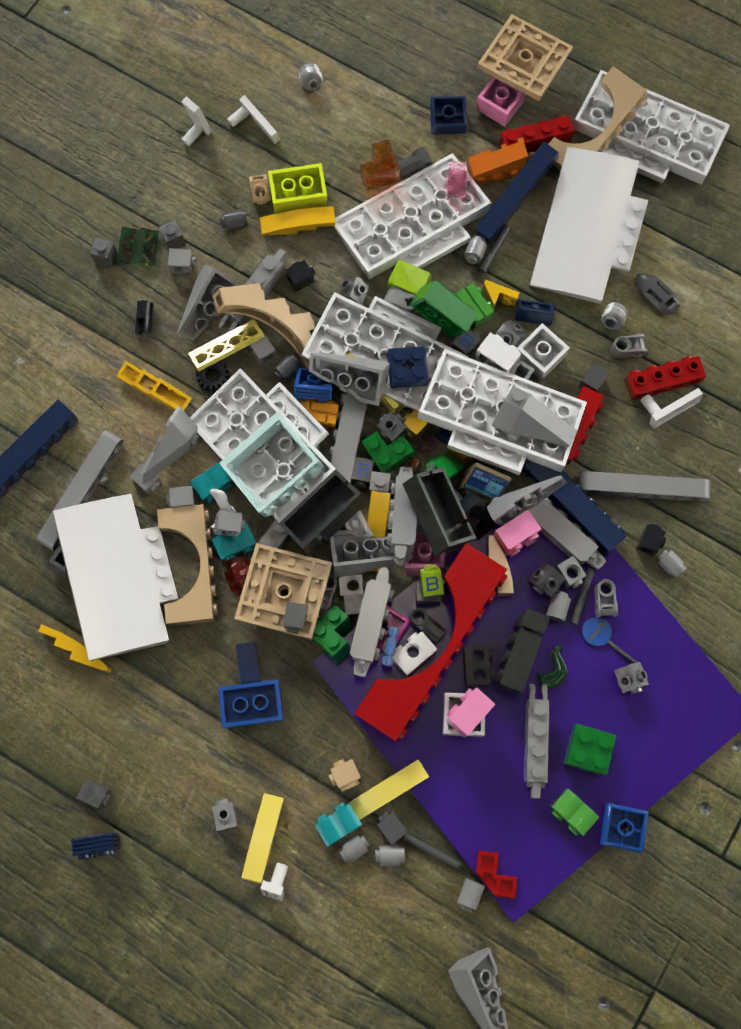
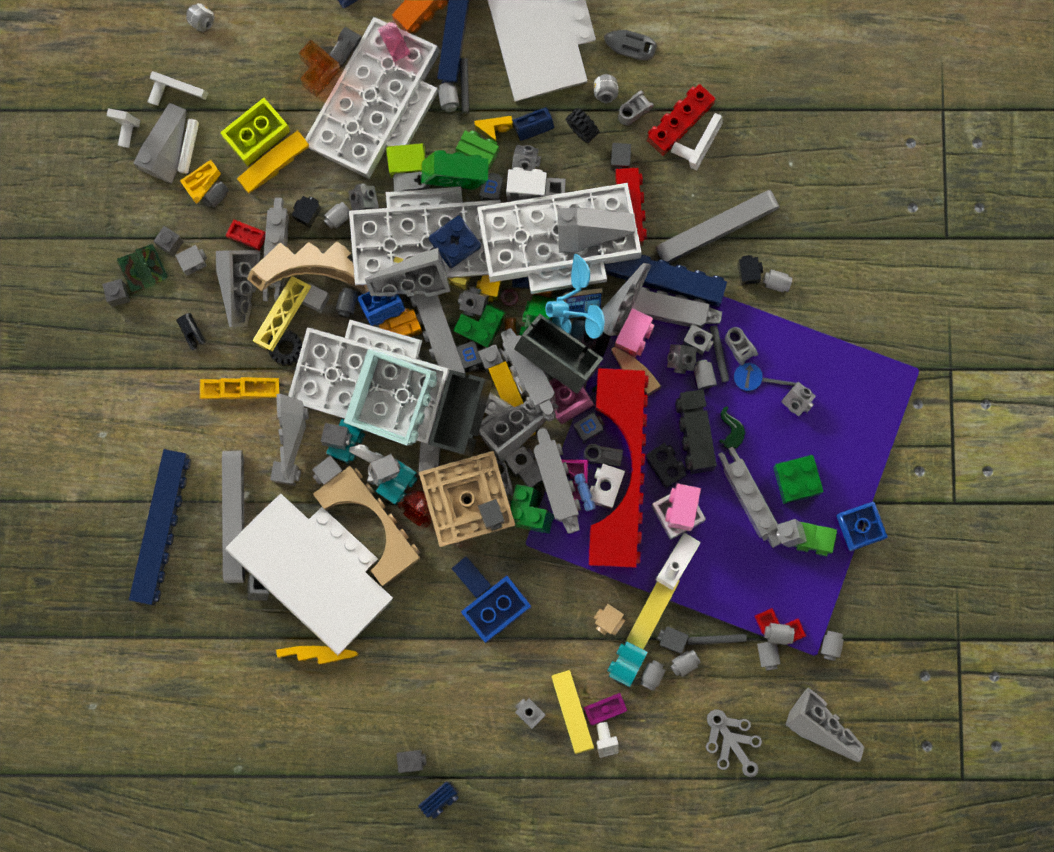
camera: 25 degrees left, 5 degrees up
(205, 471) = (335, 436): none -> flat silver brick
(215, 160) = (163, 146): none -> light grey wedge
(229, 202) = (200, 180): none -> yellow wing
(236, 171) = (188, 145): none -> white axle
(238, 266) = (246, 234): none -> red plate
(259, 189) = (220, 152): tan brick -> none
(293, 853) = (605, 709): none -> magenta plate
(322, 293) = (337, 216): none -> light grey brick
(389, 952) = (730, 740): none -> light grey plant
(431, 580) = (586, 416): lime brick -> none
(437, 758) = (678, 561): none -> white piece
(463, 473) = (560, 310): none -> medium azure plant
(491, 882) = (779, 634): none -> light grey brick
(534, 922) = (832, 645): none -> light grey brick
(543, 351) = (562, 157): white brick -> none
(555, 795) = (791, 533): none -> light grey brick
(576, 334) = (582, 125): none -> black tyre

